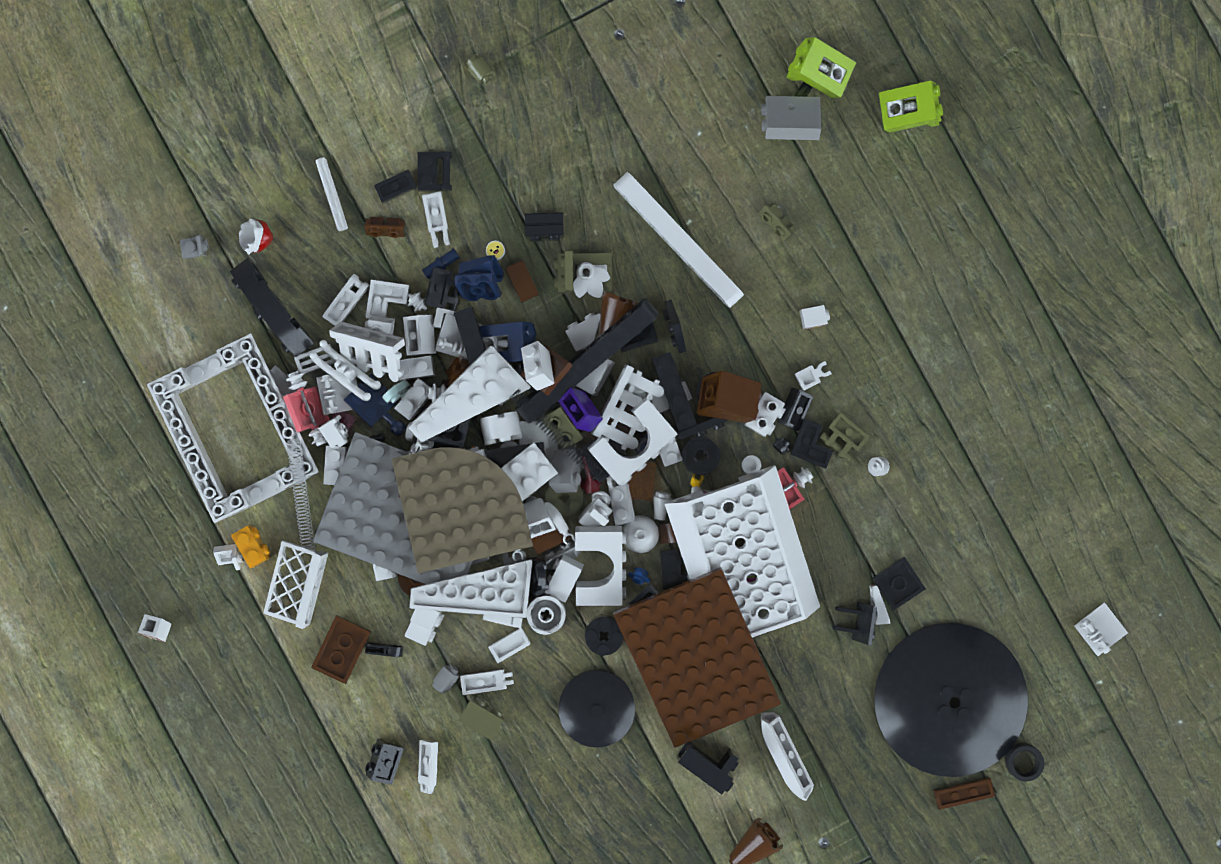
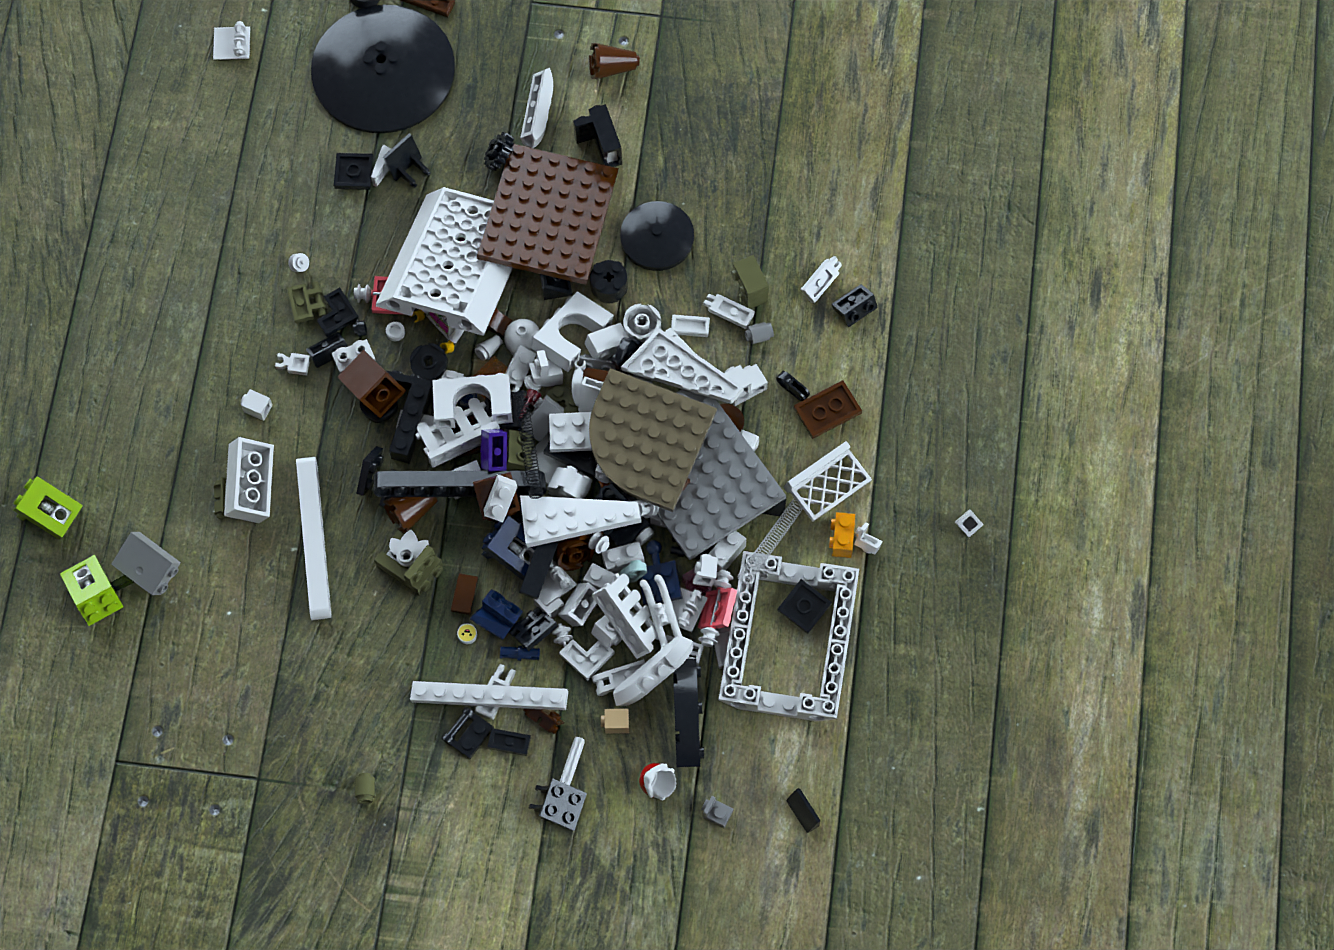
camera: 145 degrees left, 20 degrees down
(127, 295) = (803, 810): none -> black slope
(241, 463) = (804, 606): none -> black plate
(316, 164) = (561, 804): none -> plate
(318, 317) = (653, 671): none -> white brick
(323, 262) = (615, 721): none -> tan brick
(435, 209) = (489, 695): none -> white plate
(544, 226) = (412, 623): black brick -> none
(583, 333) = (445, 516): white slope -> none
(639, 576) = (547, 306): blue plate -> none
(672, 569) = (519, 296): black plate -> none
(765, 245) = (249, 480): none -> white brick
(785, 687) = (498, 151): none -> black gear

